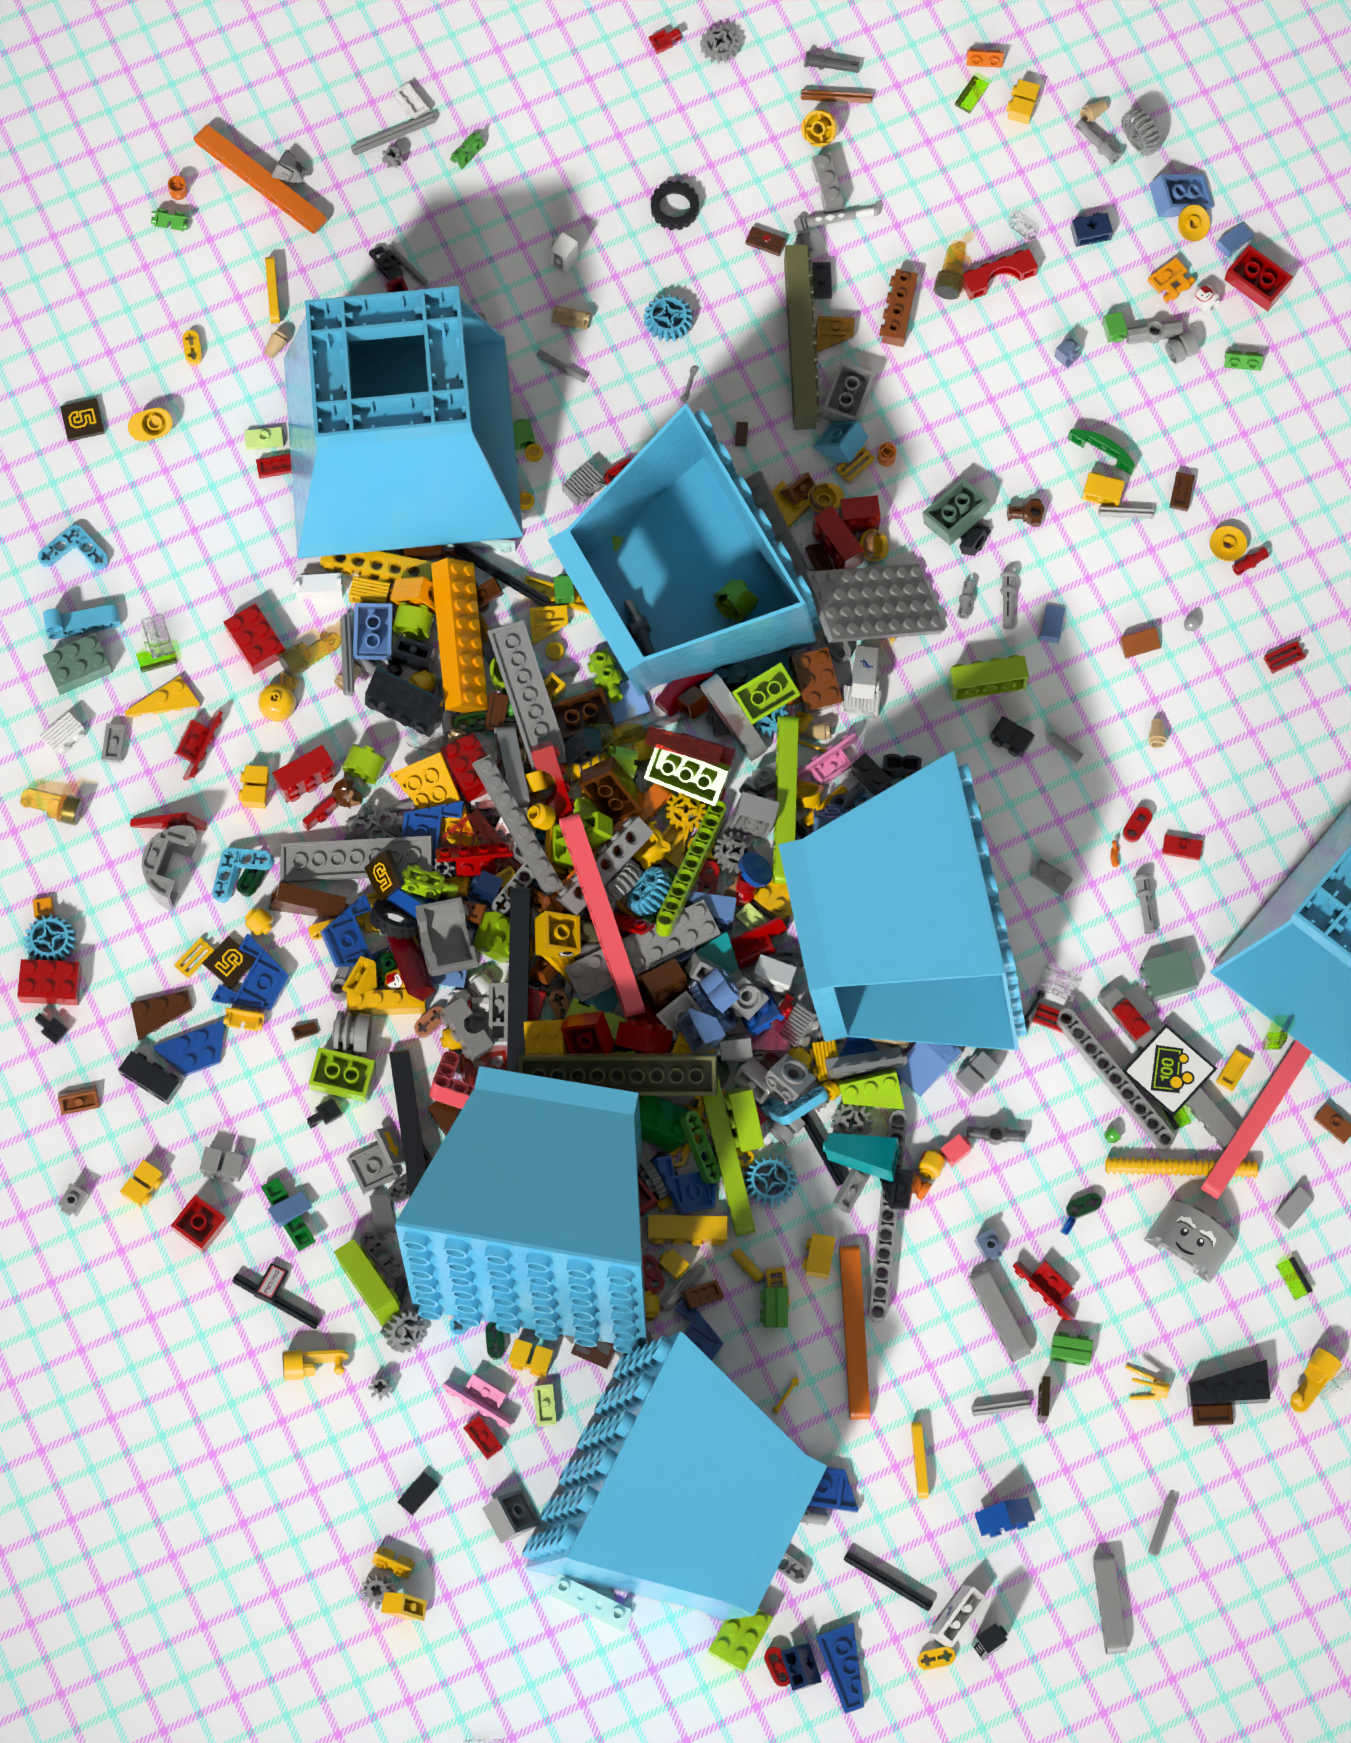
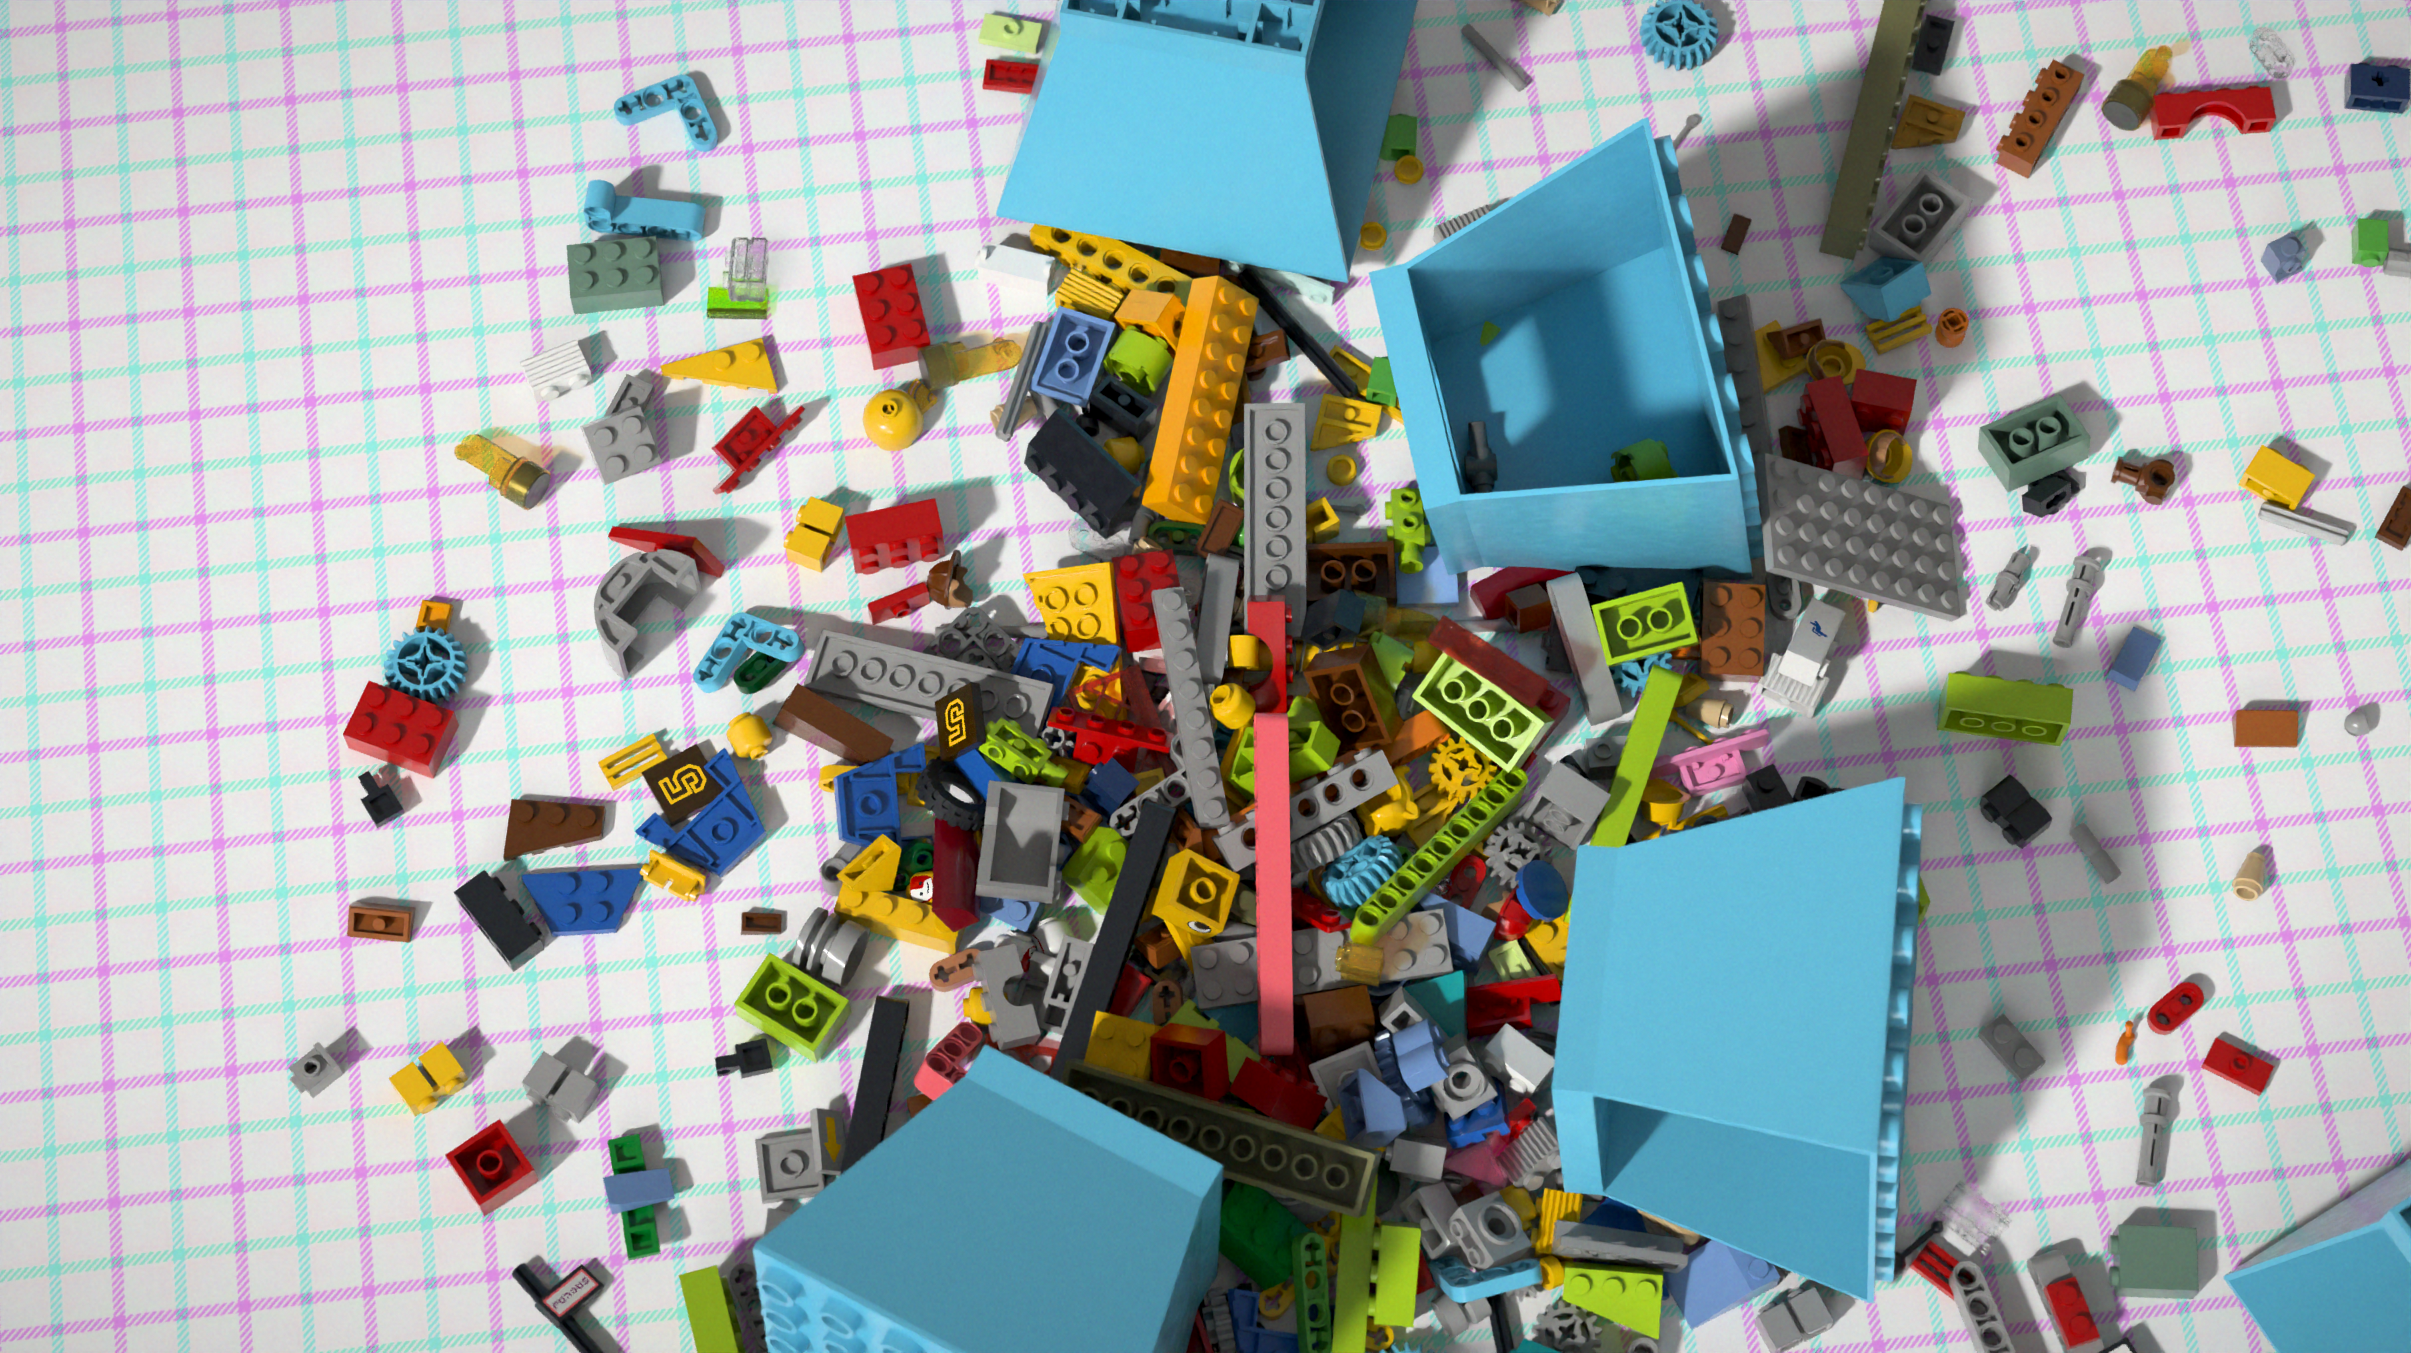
camera: 20 degrees right, 5 degrees down
(119, 768) = (621, 444): none -> light grey brick
(364, 763) = (991, 548): lime brick -> none
(667, 946) = (1360, 963): none -> clear yellow brick
(1081, 437) = (2300, 411): green slope -> none

